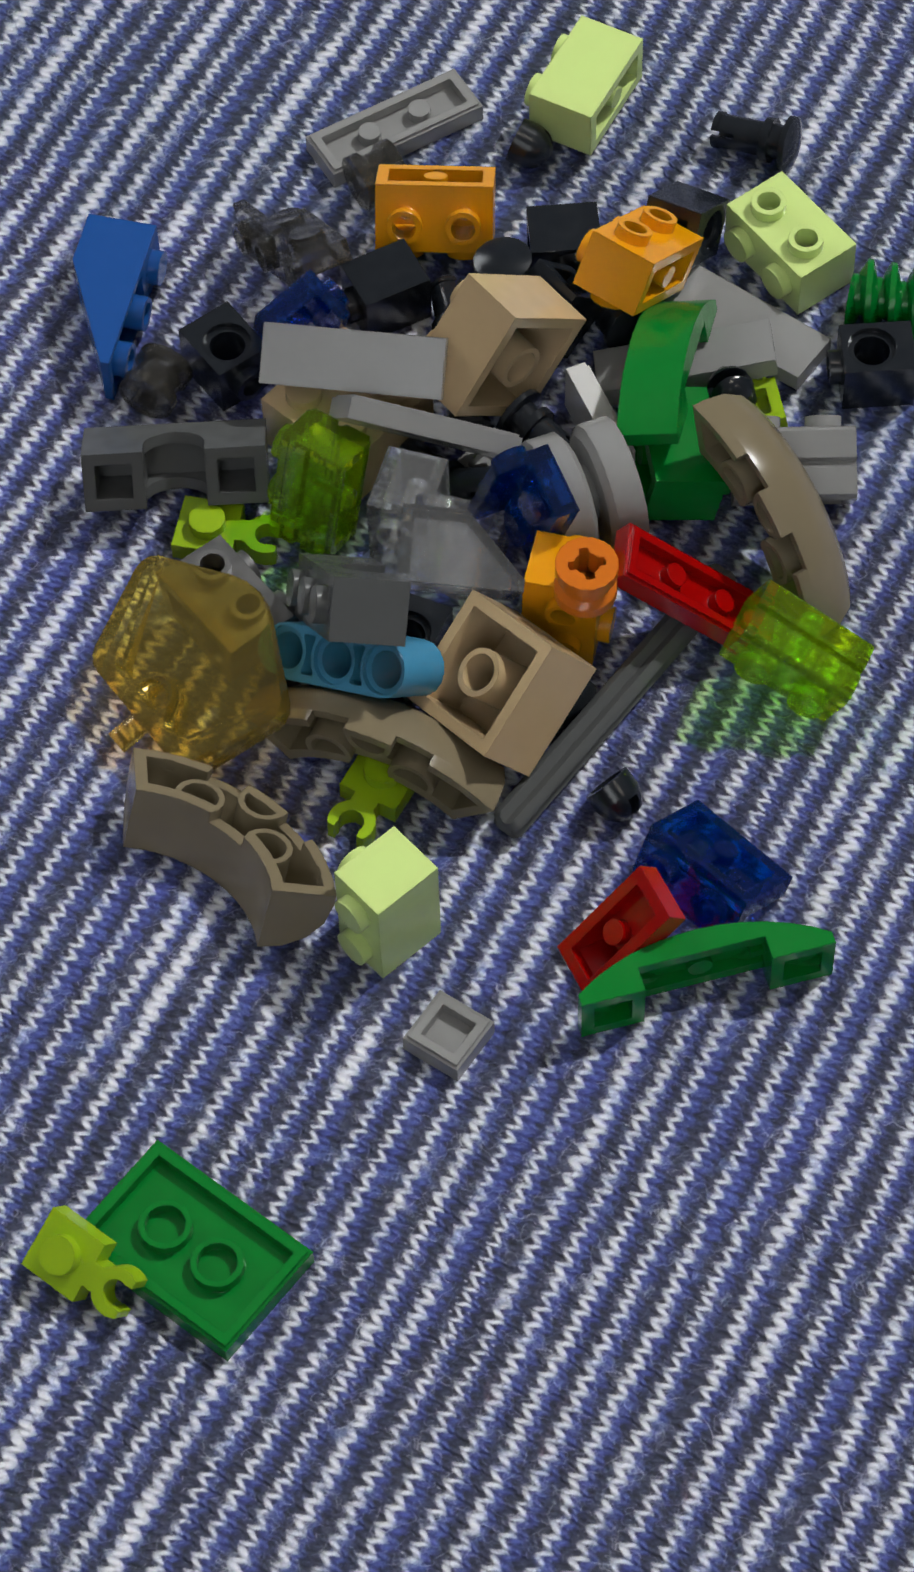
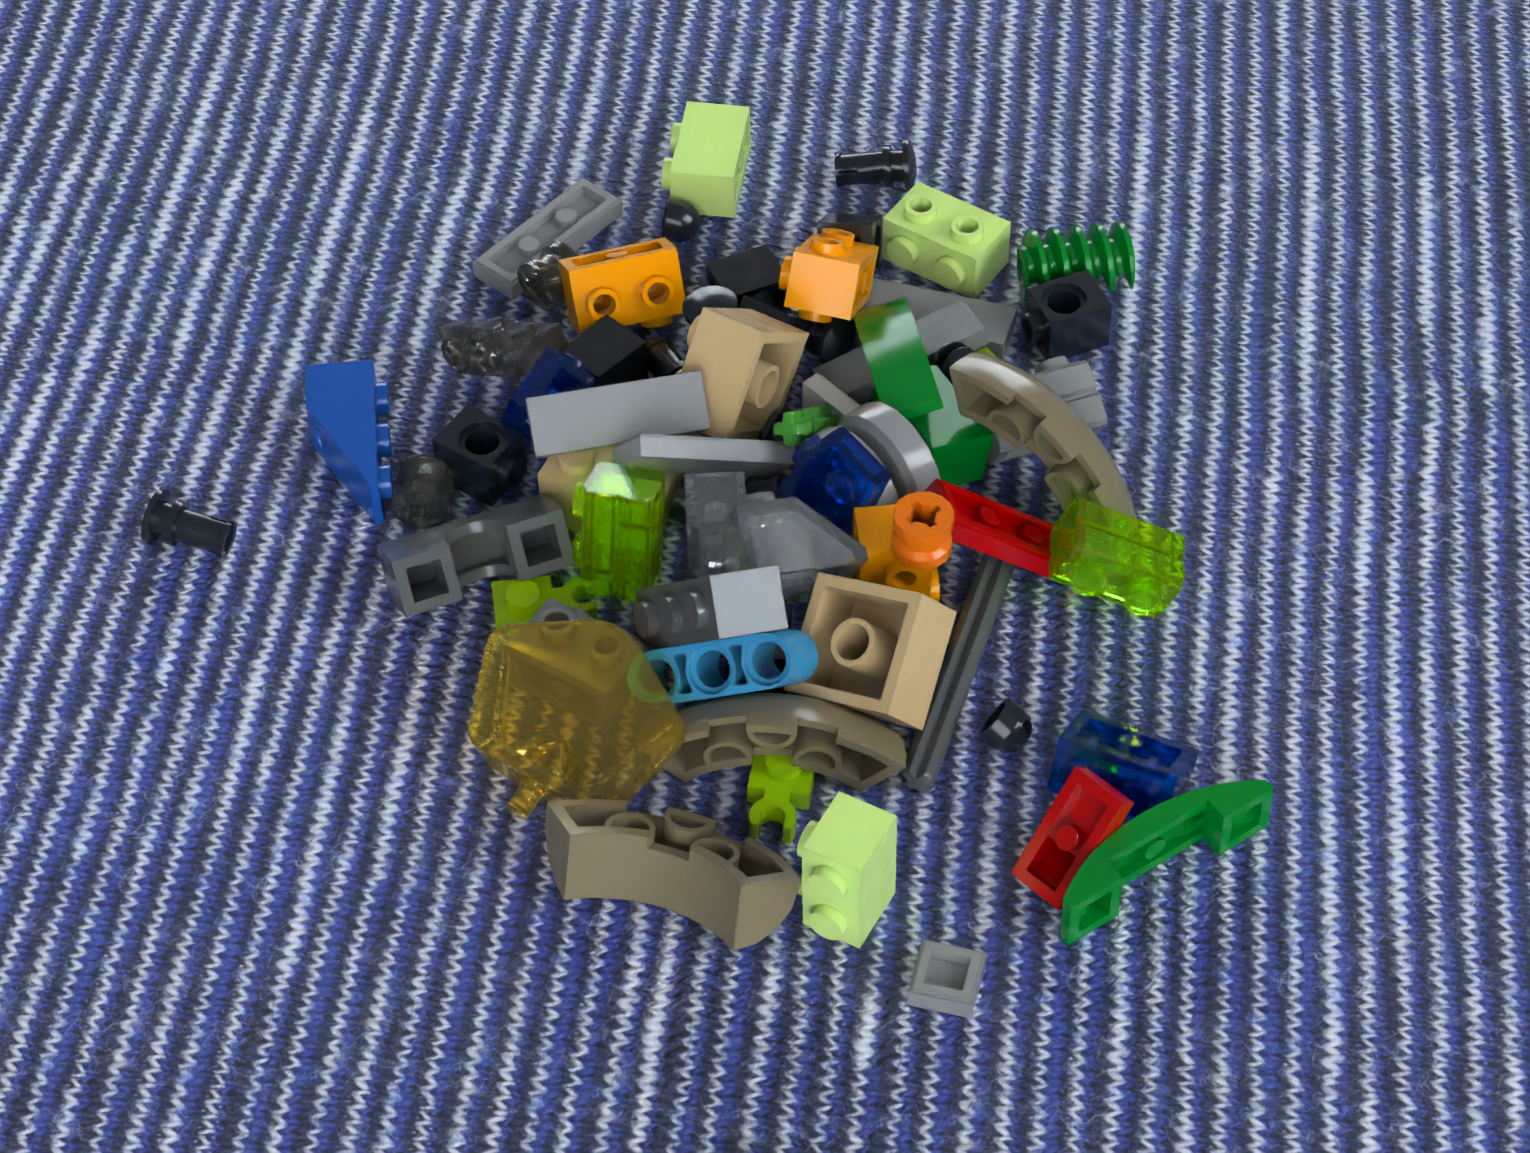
camera: 20 degrees left, 10 degrees down
(542, 418) = (804, 423): none -> bright green axle

